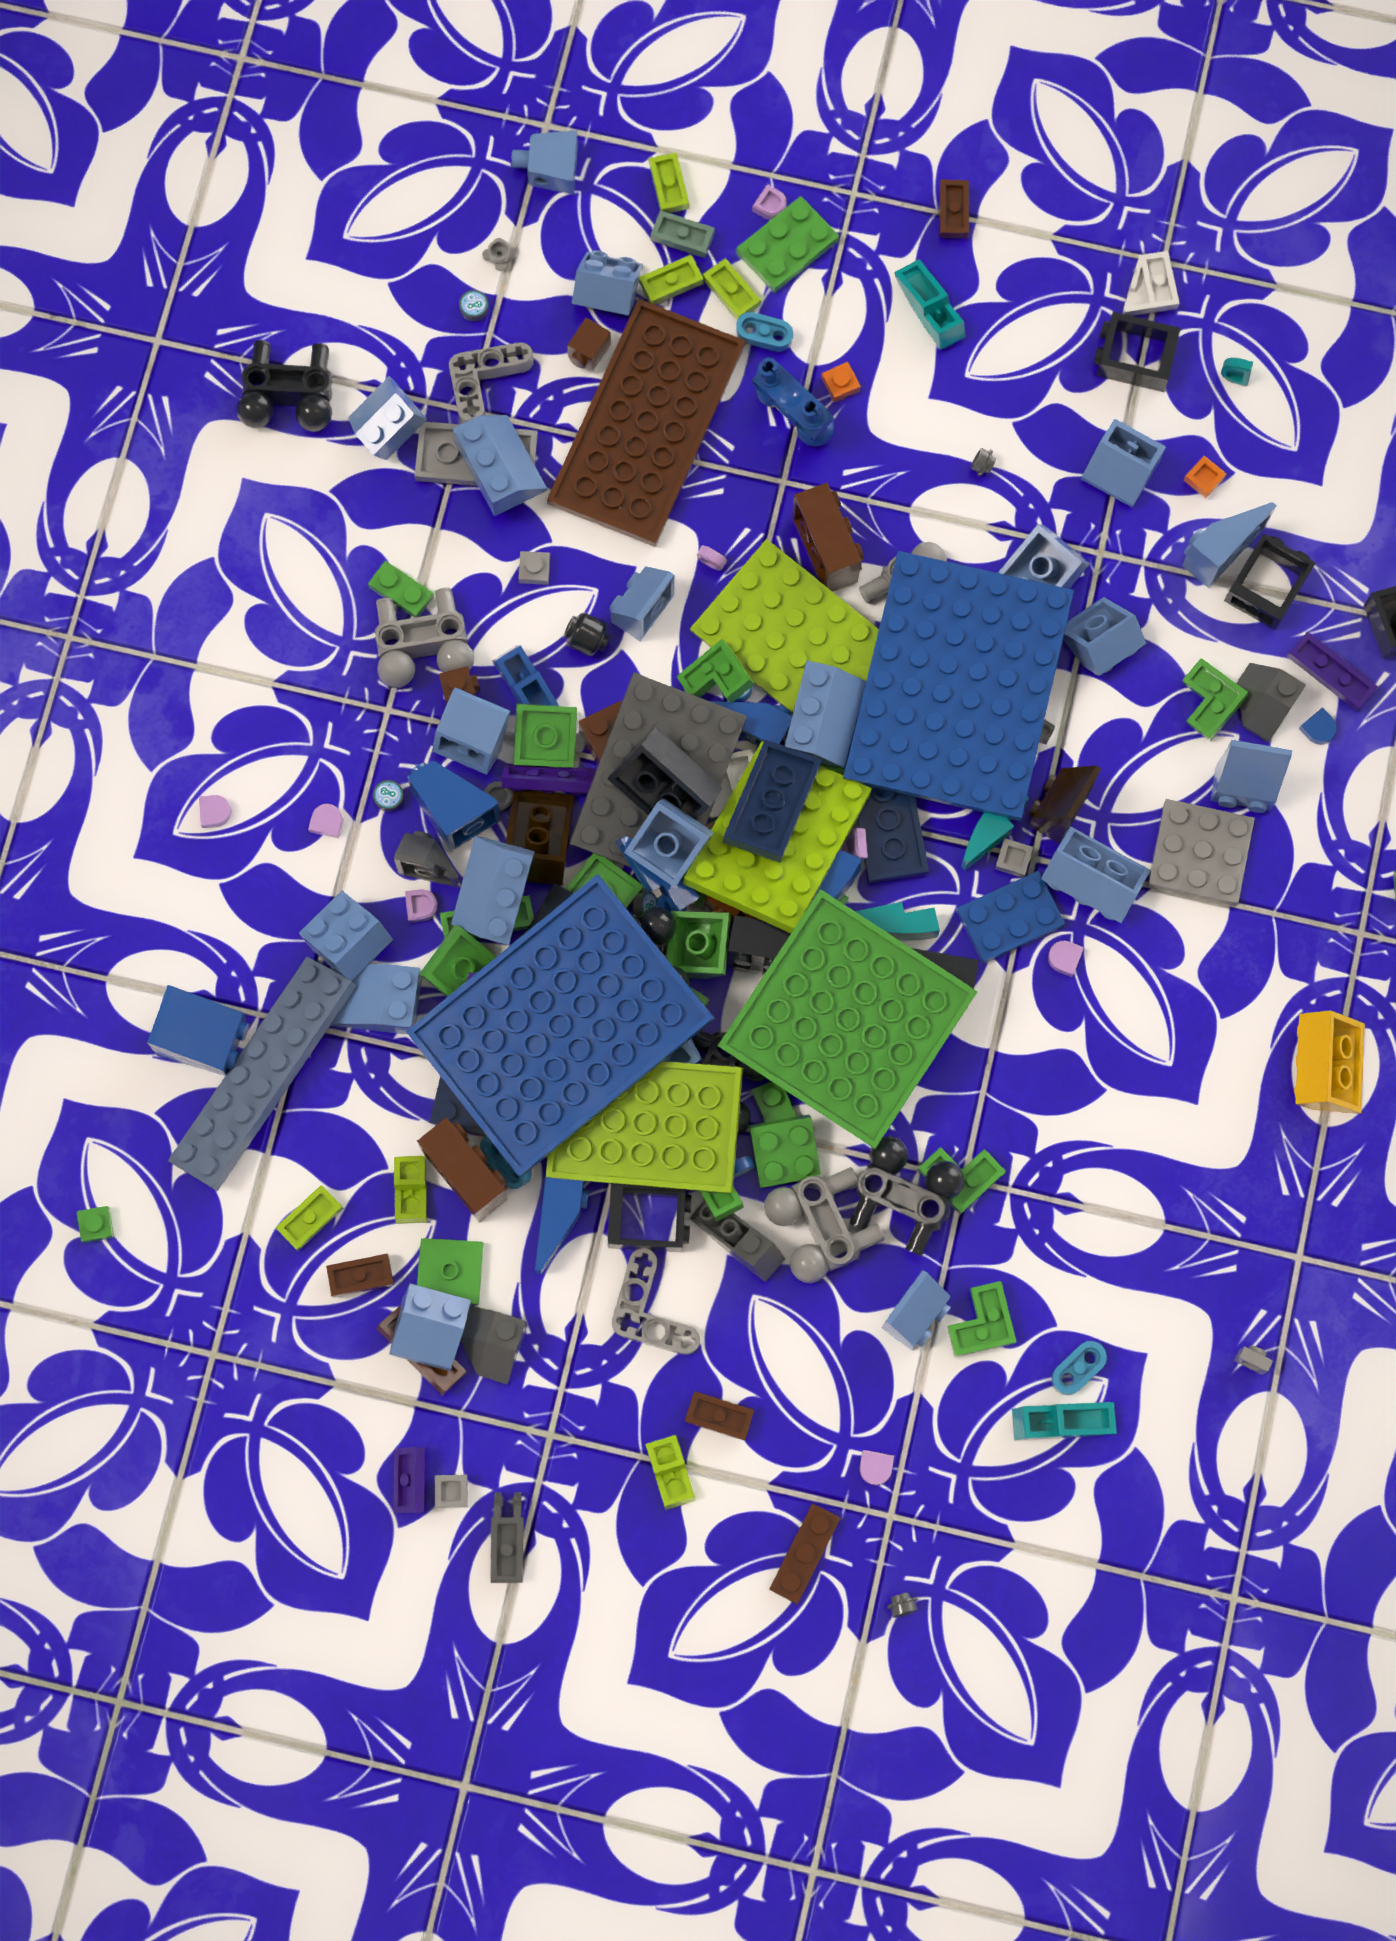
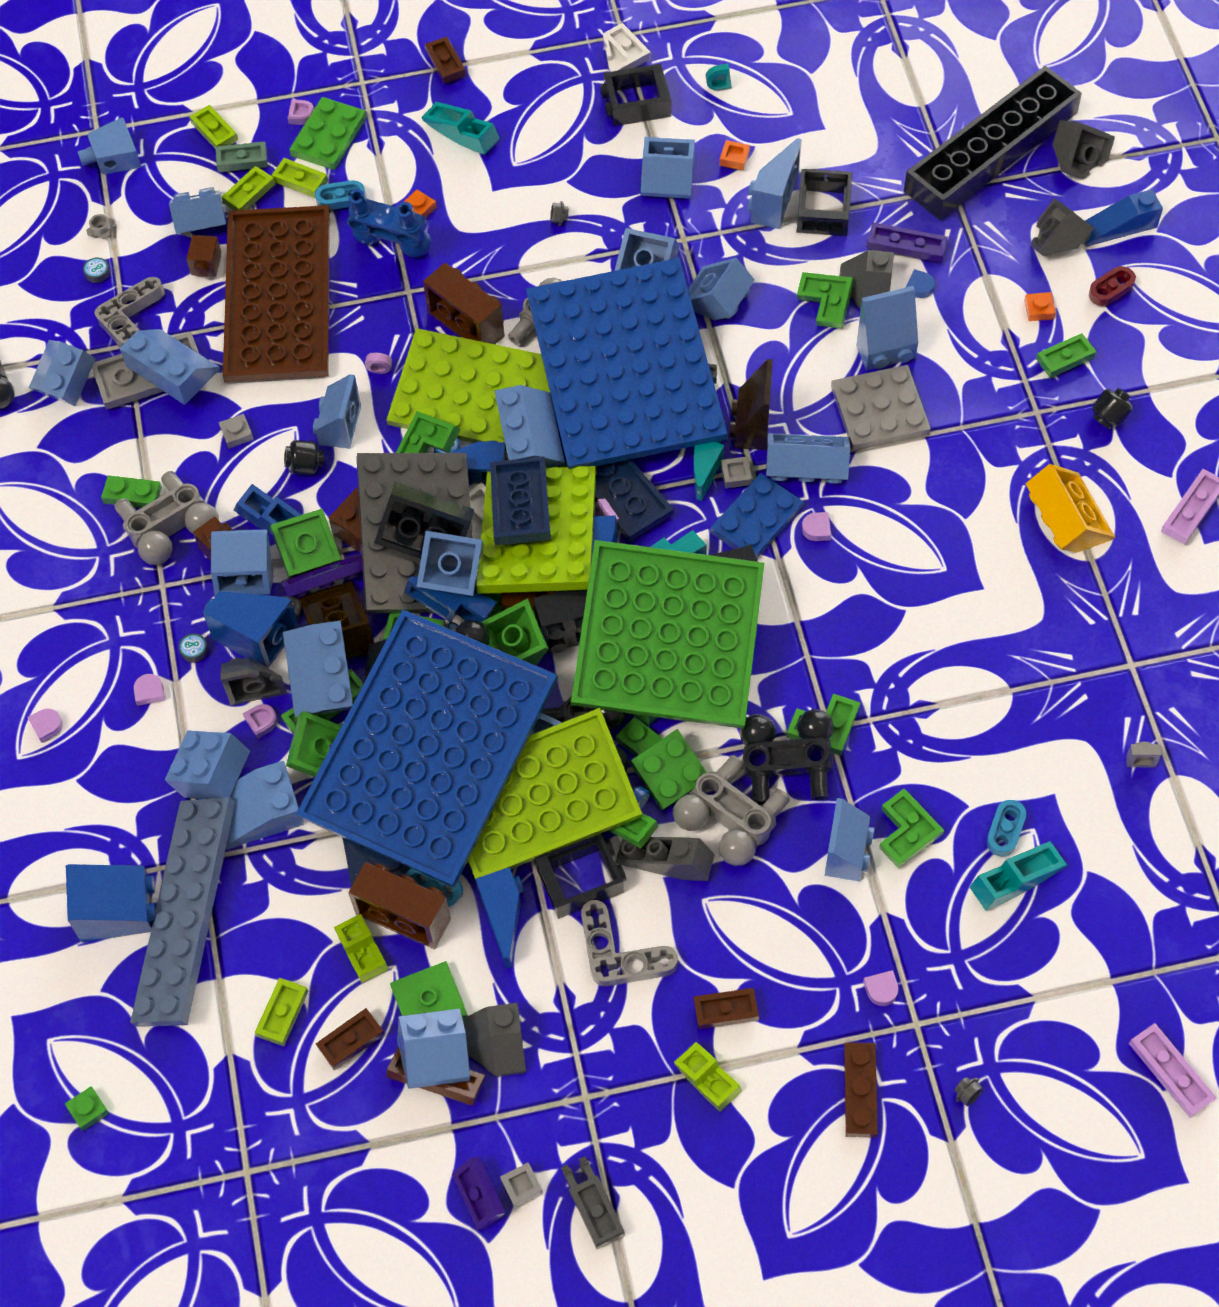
camera: 20 degrees left, 15 degrees down
(1102, 1680) = (1172, 1070): none -> lavender plate

